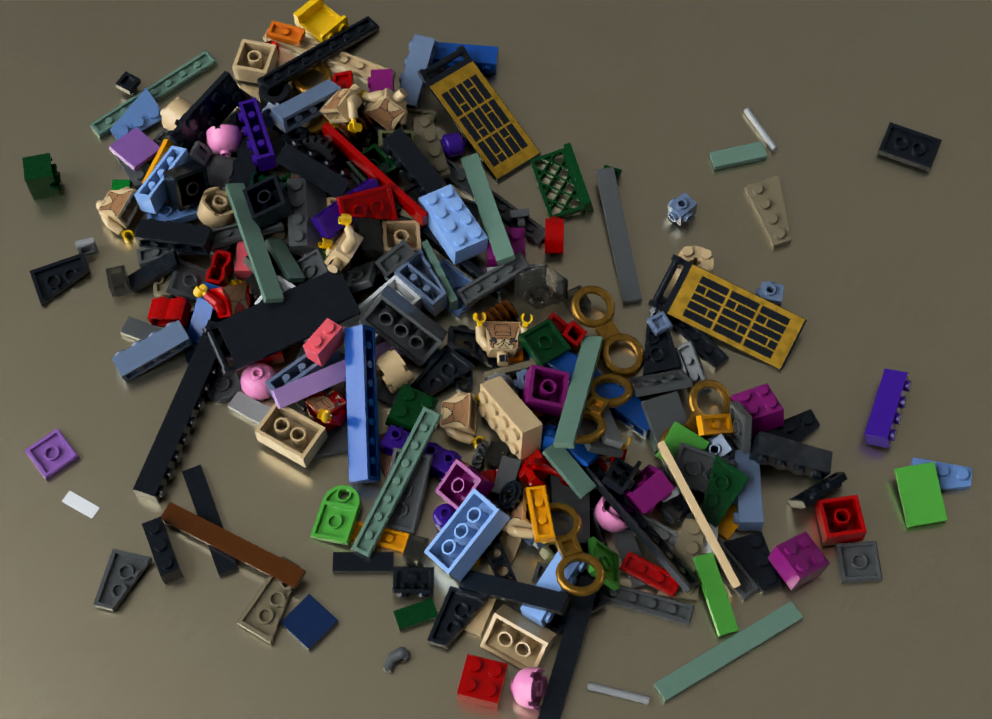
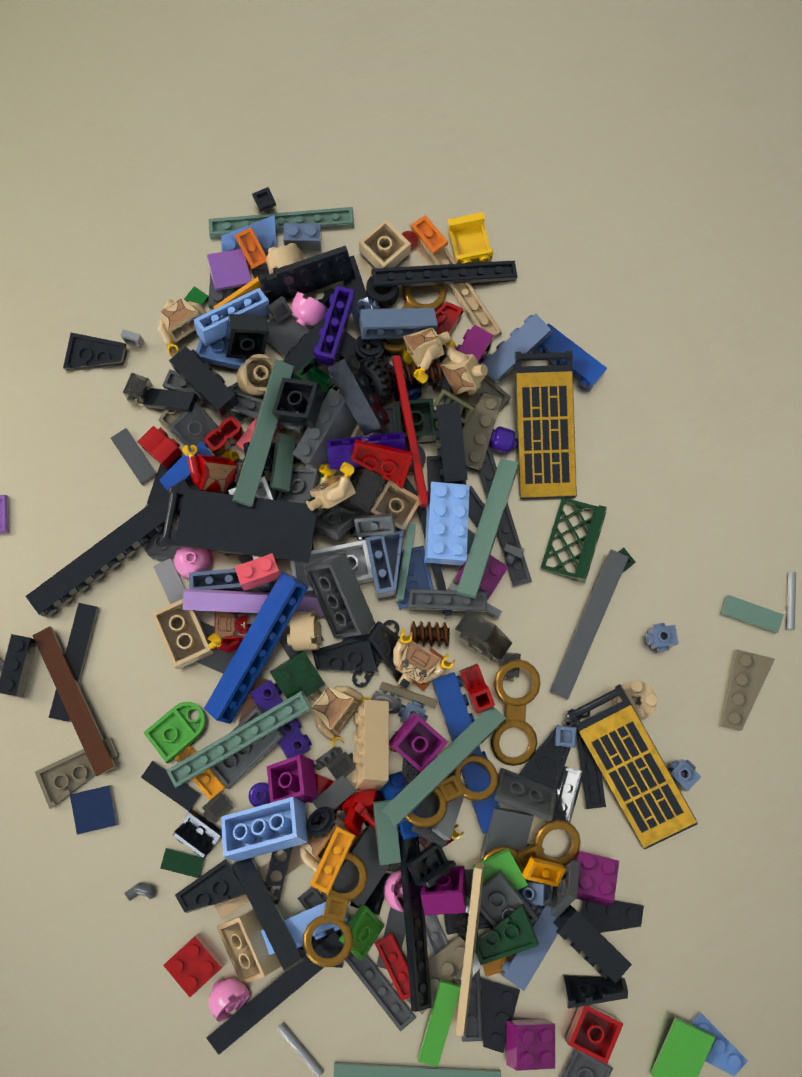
camera: 30 degrees right, 15 degrees up
(41, 176) = (133, 247): dark green piece -> none
(143, 121) = (251, 248): none -> orange plate
(152, 350) = (122, 475): sand blue brick -> none
(184, 87) = (303, 235): none -> sand blue brick
(544, 343) = (449, 692): dark green tile -> none
(554, 235) = (532, 587): red brick -> none
(887, 408) = (711, 954): dark purple brick -> none

